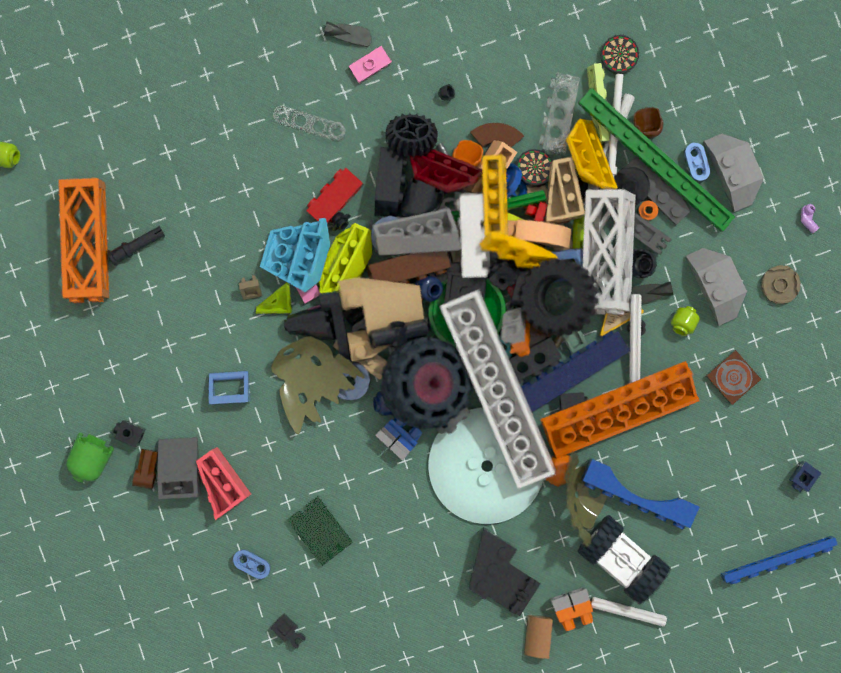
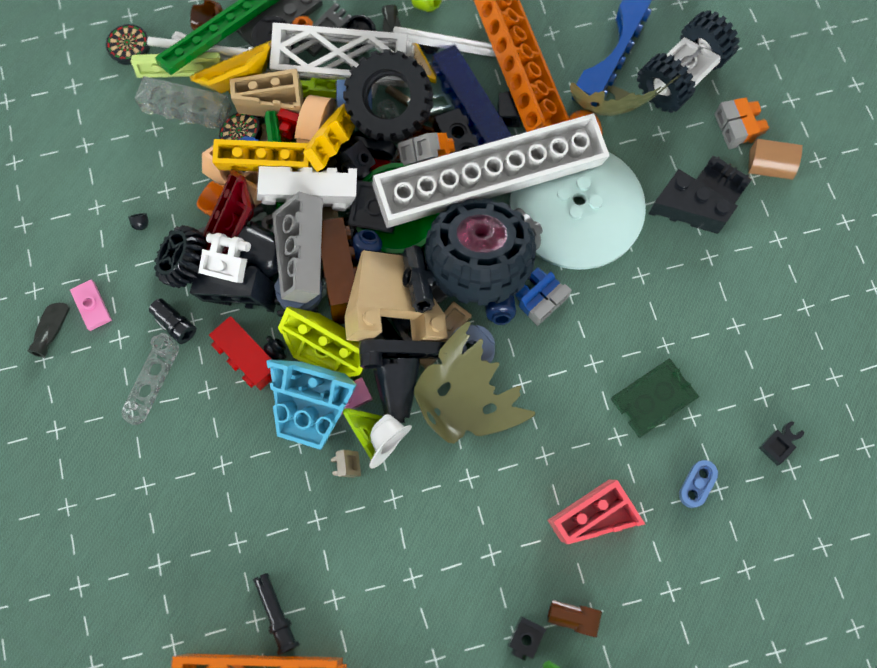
camera: 85 degrees left, 15 degrees down
(178, 468) = (576, 571): dark grey slope -> none
(229, 398) = (486, 499): medium blue tile -> none
(272, 316) = (385, 437): none -> white piece
(359, 133) = (169, 319): none -> black axle
(399, 174) = (222, 265): none -> white plate
(502, 132) = (192, 177): reddish brown tile -> none
(628, 611) = (742, 66): white axle -> none

